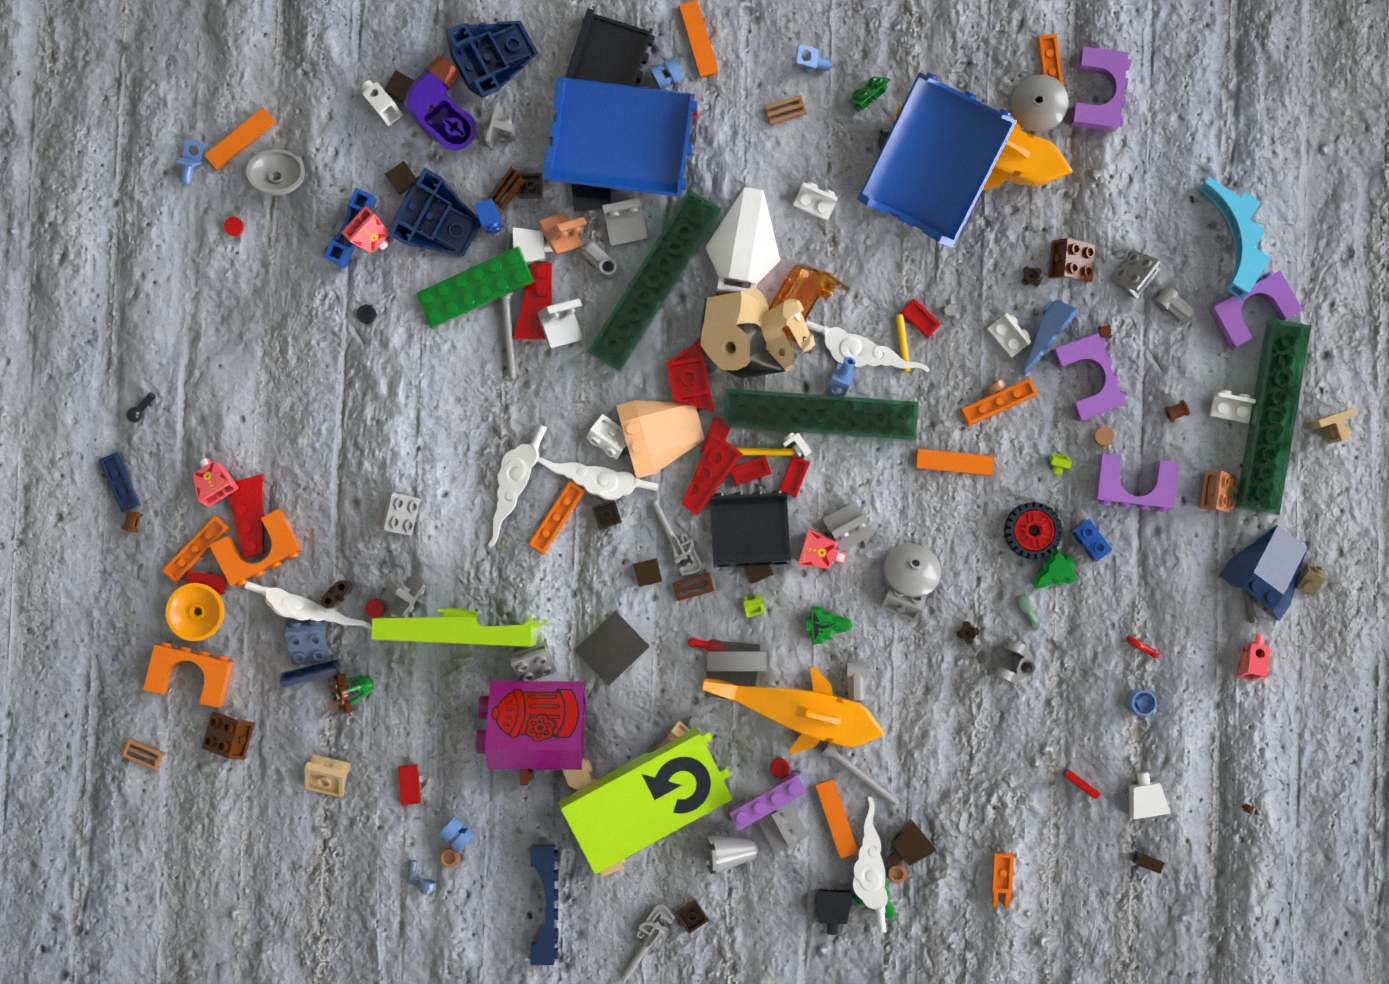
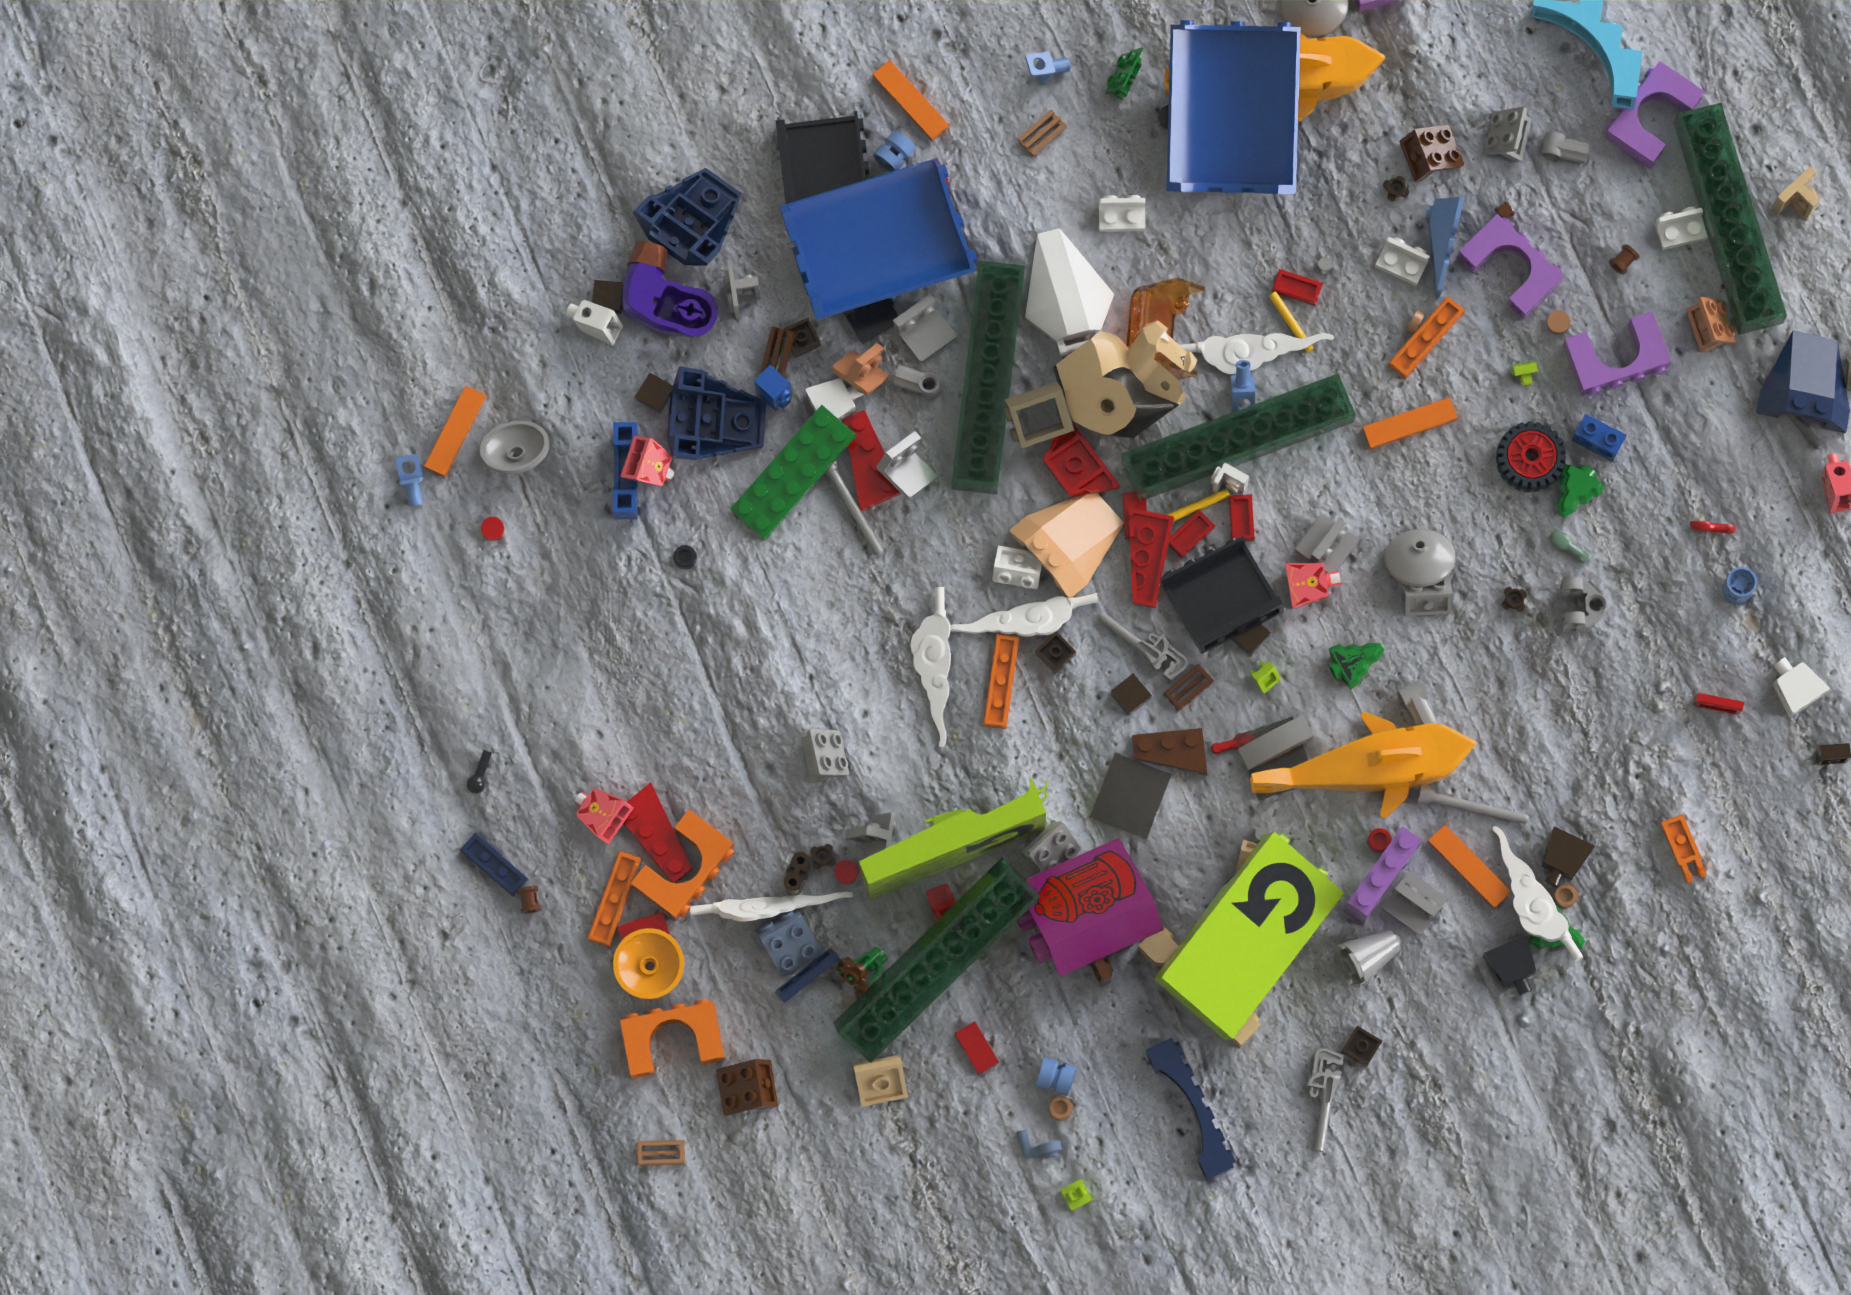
camera: 20 degrees left, 10 degrees down
(358, 588) = (825, 850): none -> dark brown plate
(403, 712) = (936, 959): none -> clear green brick
(431, 927) = (1076, 1195): none -> lime tile
(432, 675) = (940, 900): none -> red animal
(660, 628) = (1172, 748): none -> reddish brown wing
(681, 316) = (1031, 398): none -> dark tan window

